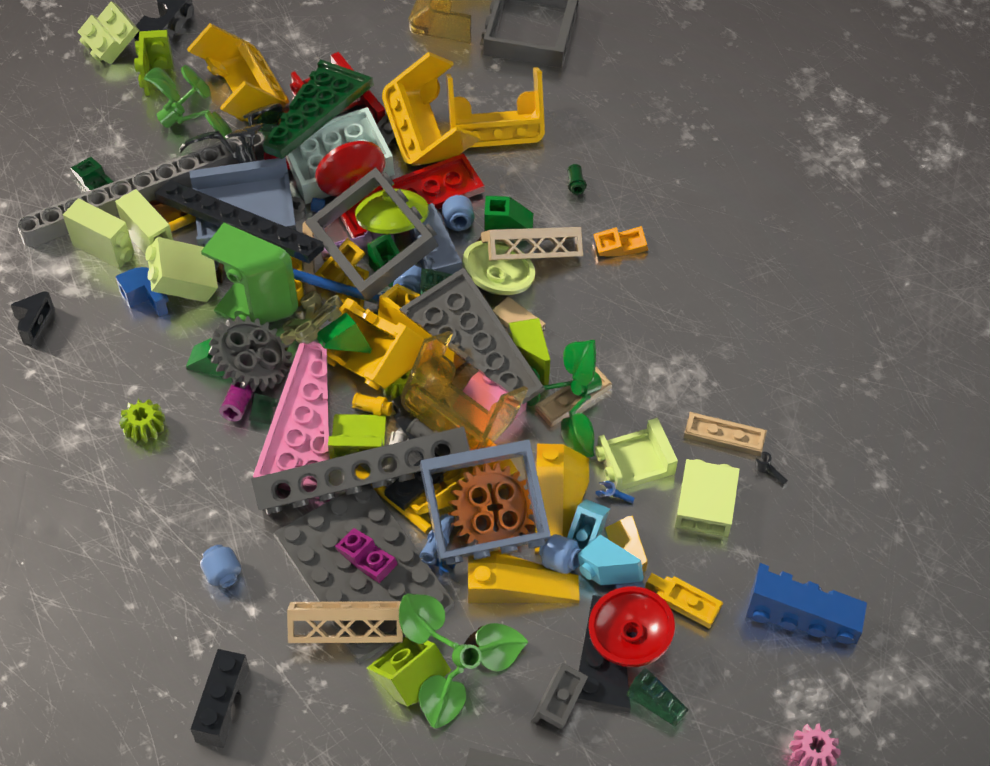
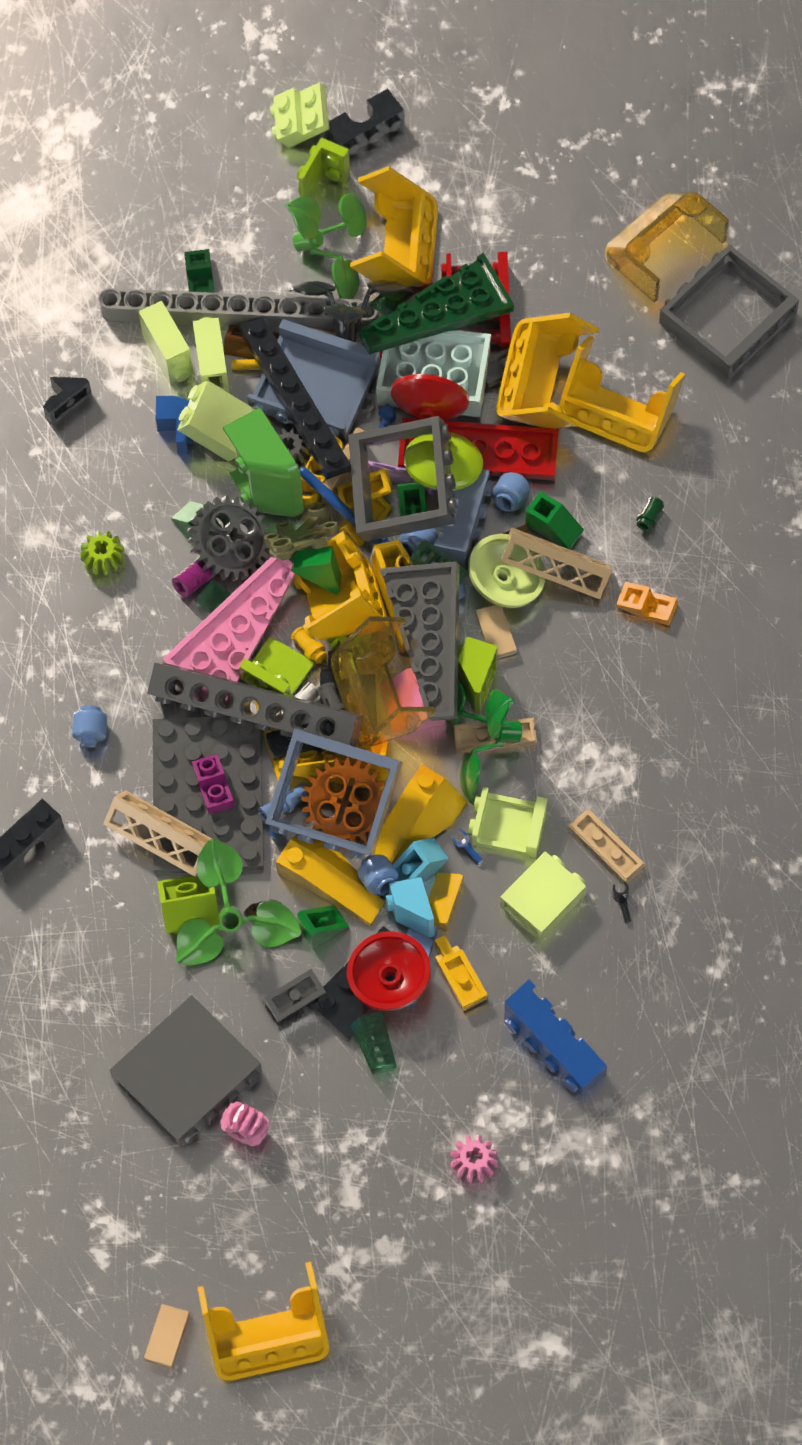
camera: 35 degrees right, 10 degrees up
(538, 624) = (321, 924): none -> green slope

